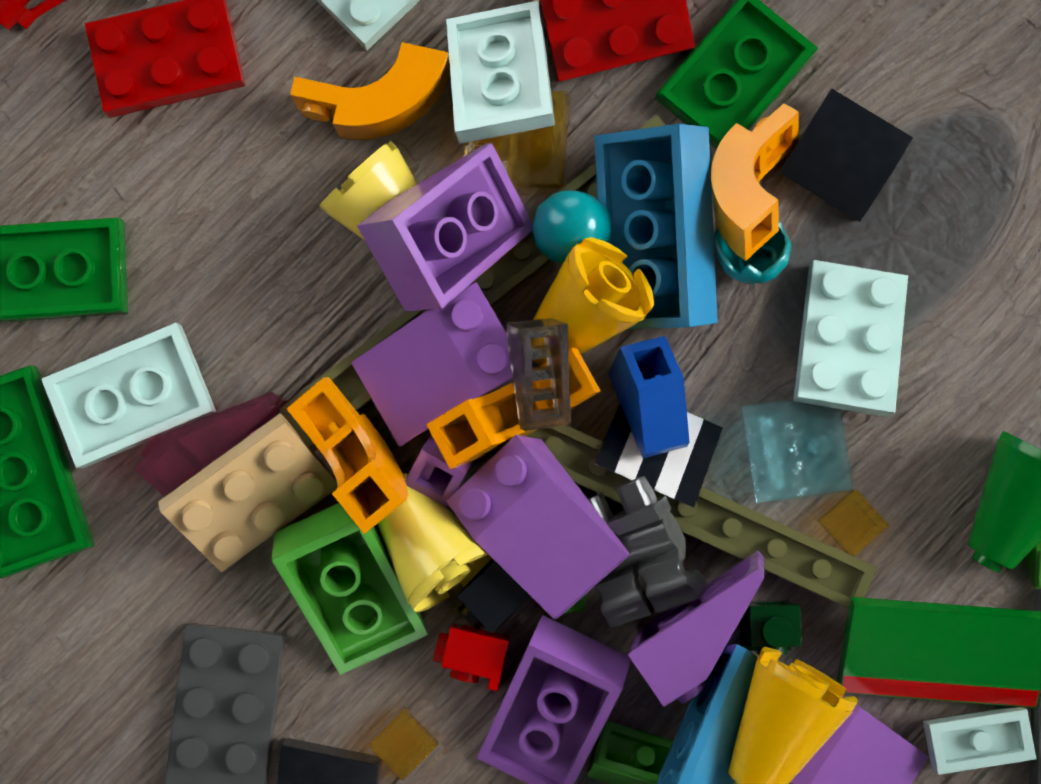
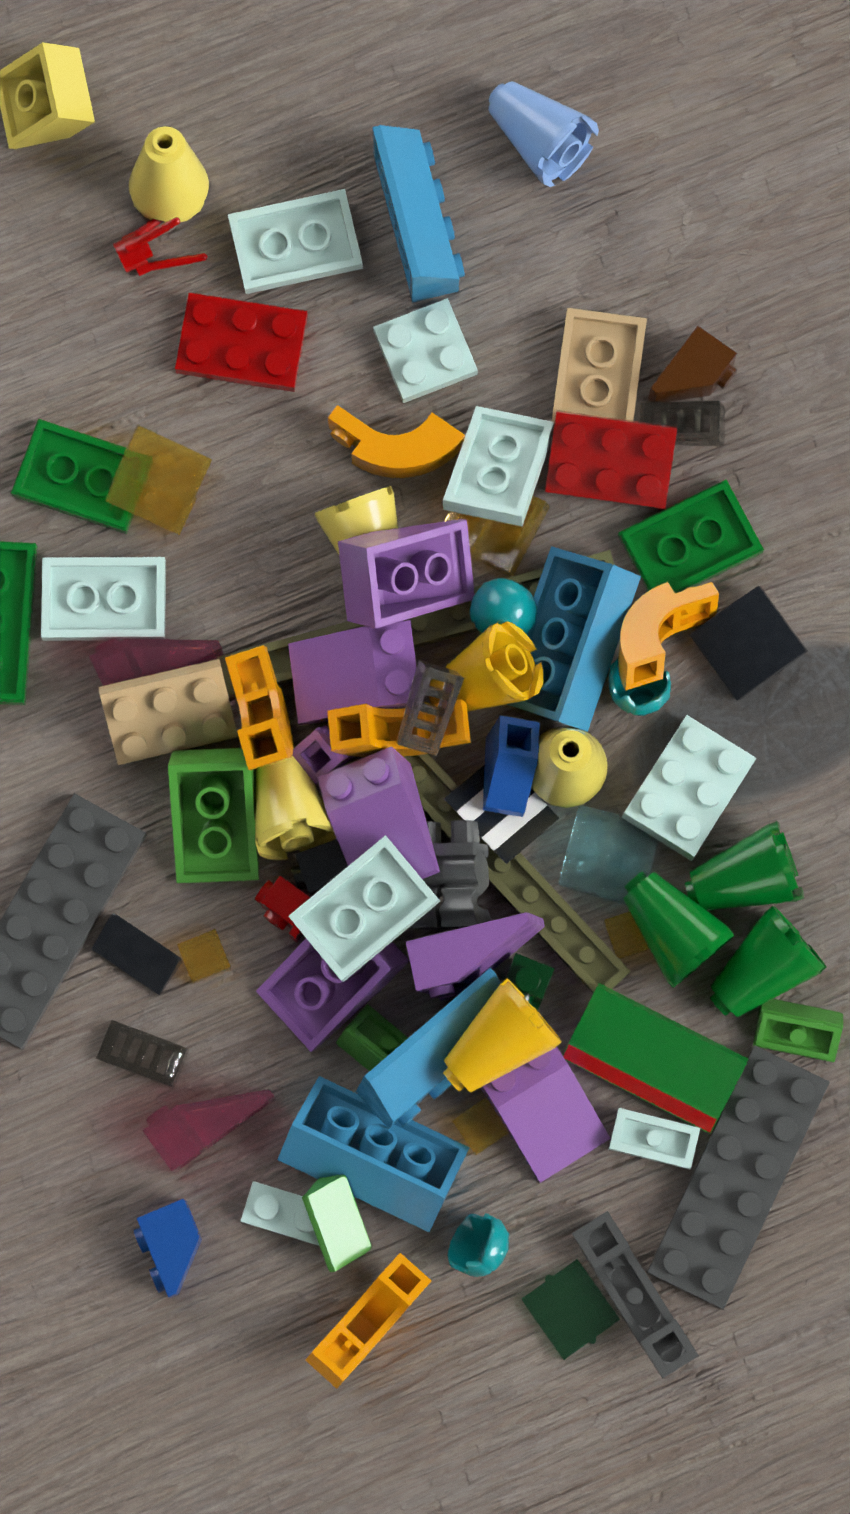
camera: 20 degrees right, 5 degrees down
(133, 240) = (158, 479): none -> clear yellow slope
(565, 637) = (364, 908): none -> light aqua plate
(714, 367) = (569, 780): none -> light yellow cone
(912, 502) = (673, 926): none -> green cone
(961, 406) = (747, 874): none -> green cone

